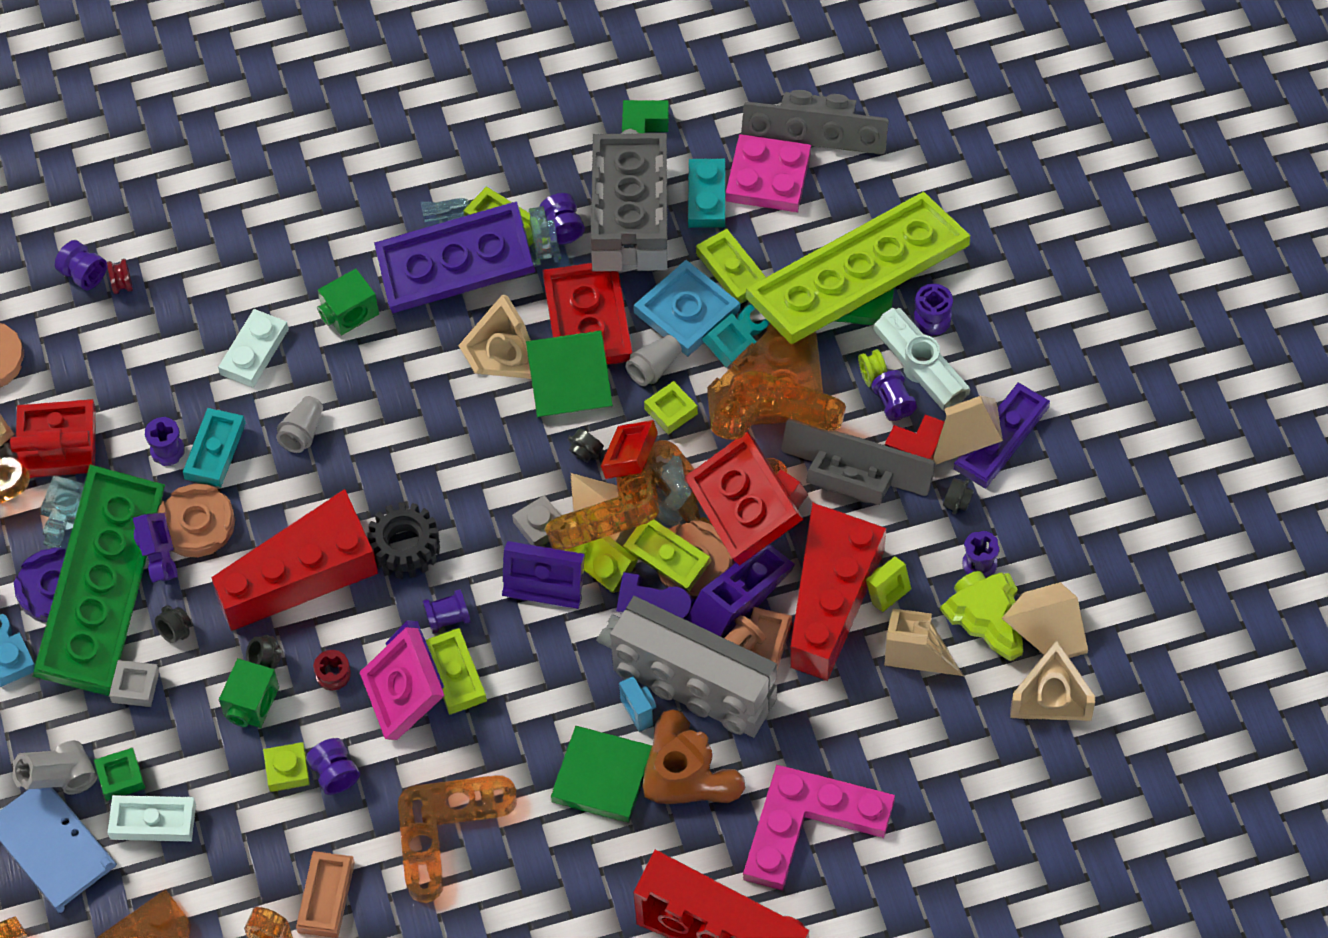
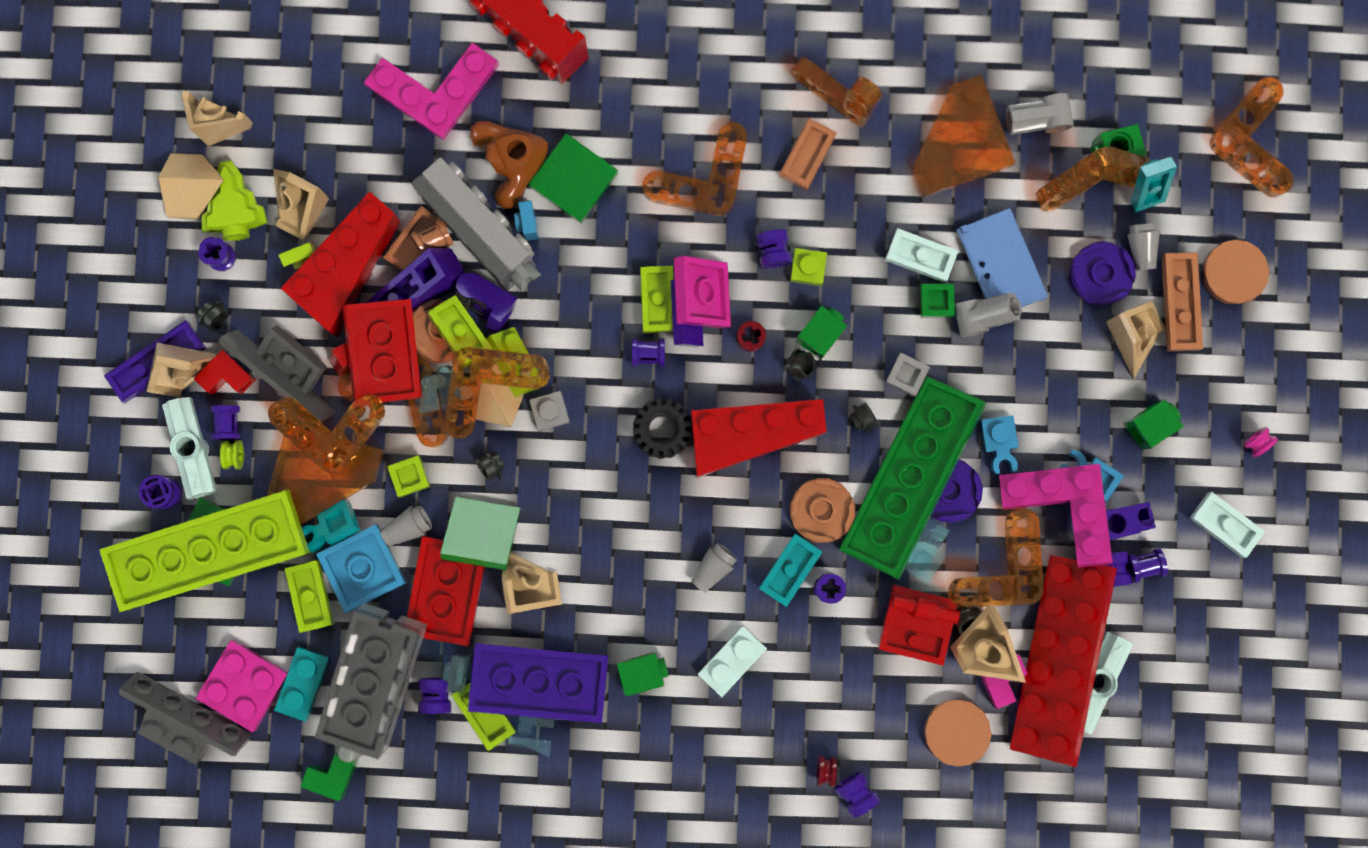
camera: 170 degrees left, 25 degrees up
(154, 540) = (862, 491): dark purple plate -> none
(543, 574) = (562, 351): dark purple plate -> none
(629, 449) = (456, 440): red tile -> none

